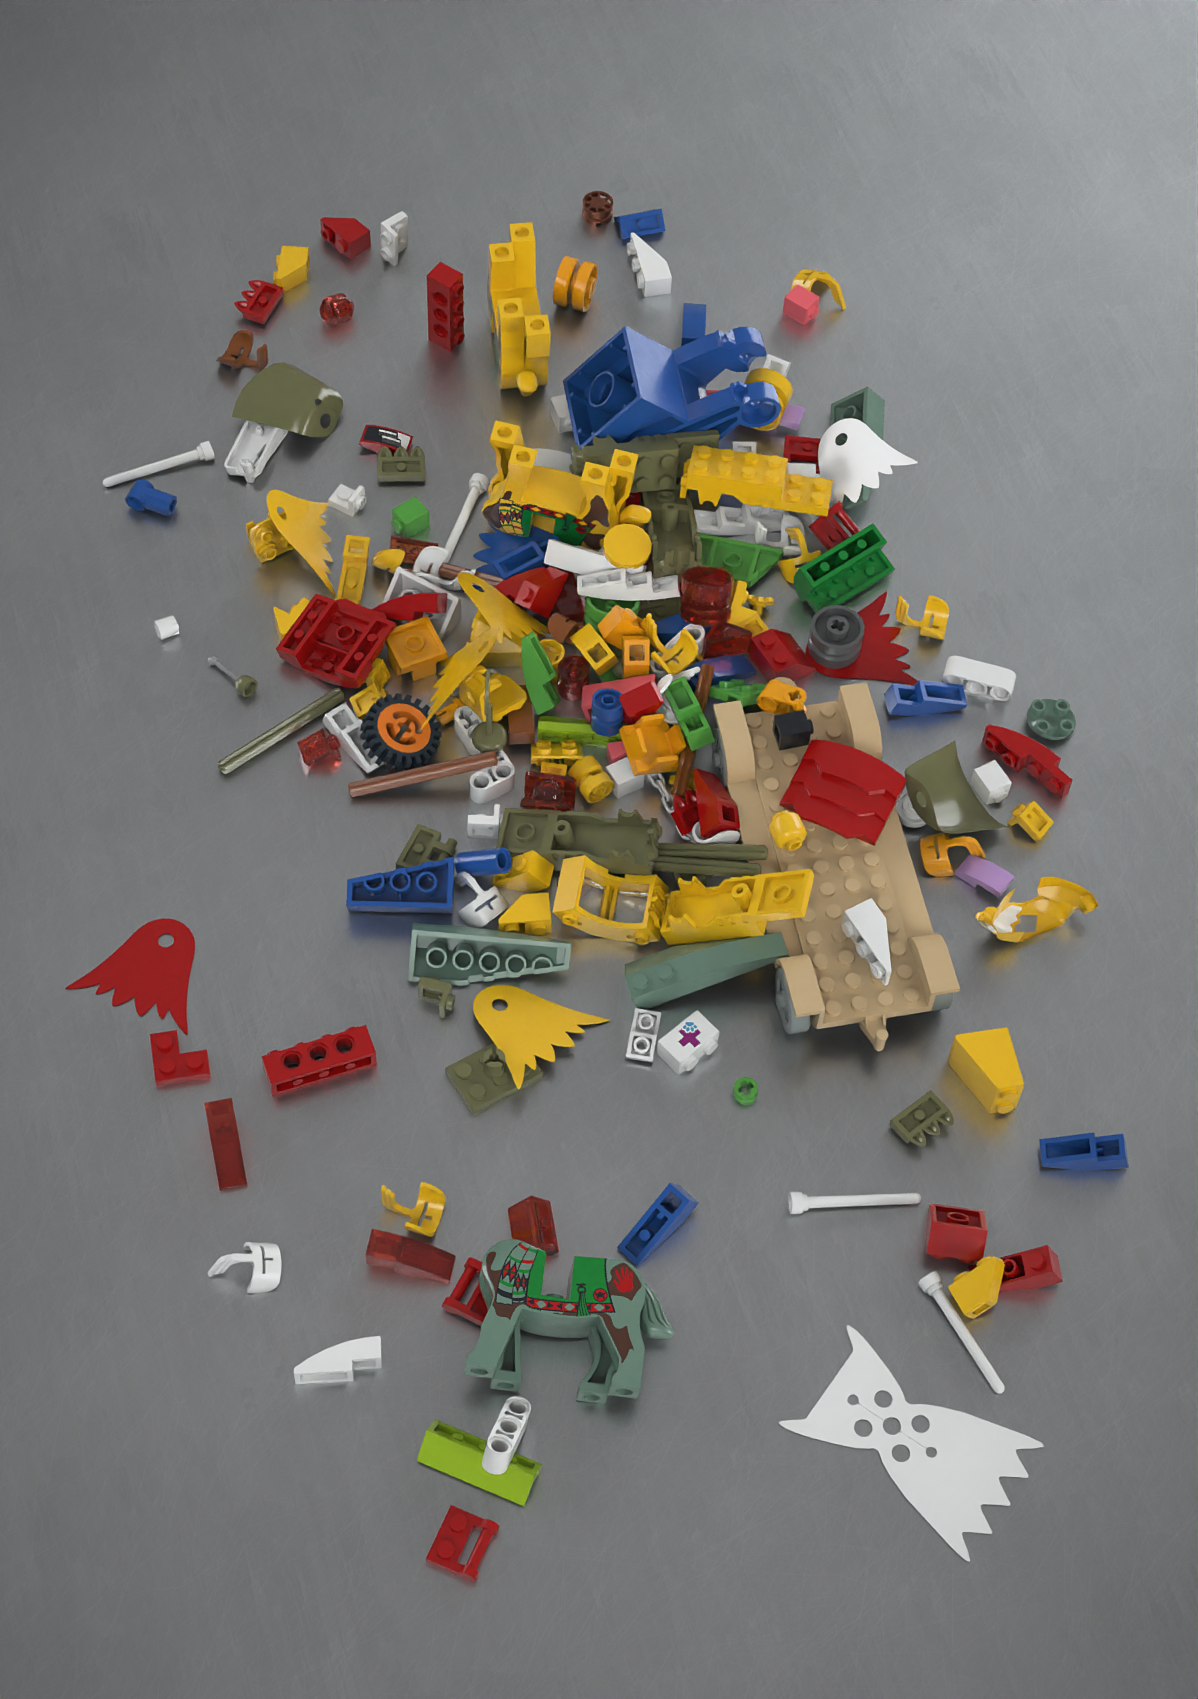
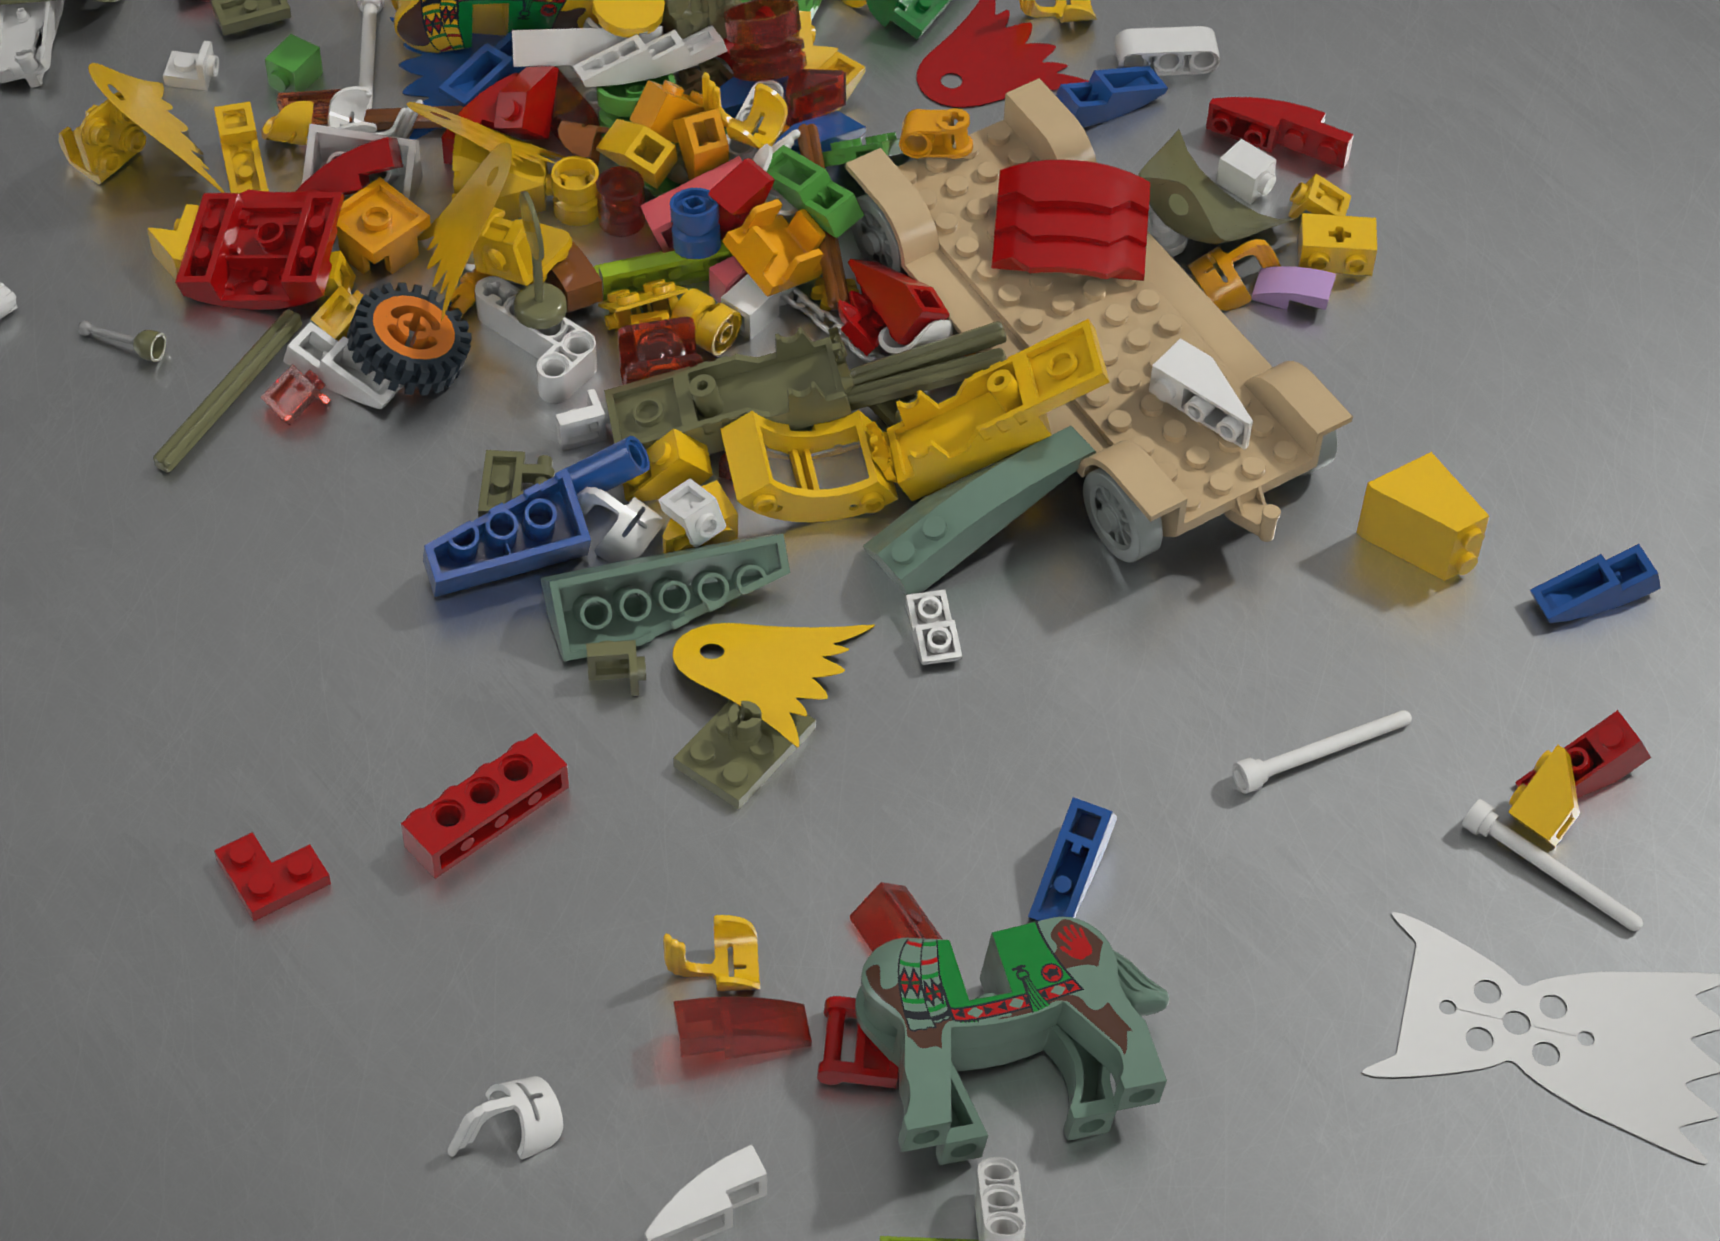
camera: 20 degrees left, 5 degrees down
(149, 971) = (171, 768): red piece -> none
(225, 1144) = (397, 962): clear red slope -> none
(422, 774) = (464, 383): dark orange axle -> none
(522, 910) = (694, 510): none -> white bracket
(538, 674) = (574, 206): bright green slope -> none
(688, 1043) = (1001, 616): white brick -> none
(742, 1098) = (1107, 643): bright green bush -> none
(759, 603) = (832, 37): yellow plant -> none
(779, 655) = (884, 98): red slope -> none
(787, 830) = (1022, 291): yellow head -> none
(792, 730) = (966, 166): black brick -> none
(835, 636) = (955, 51): dark grey wheel -> none
(920, 1118) = (1362, 612): olive plate -> none
(956, 1233) = (1482, 743): red slope -> none
(1026, 854) = (1337, 243): none -> yellow brick
(1051, 718) = (1284, 73): sand green dish -> none
(1053, 907) = (1402, 299): yellow animal -> none

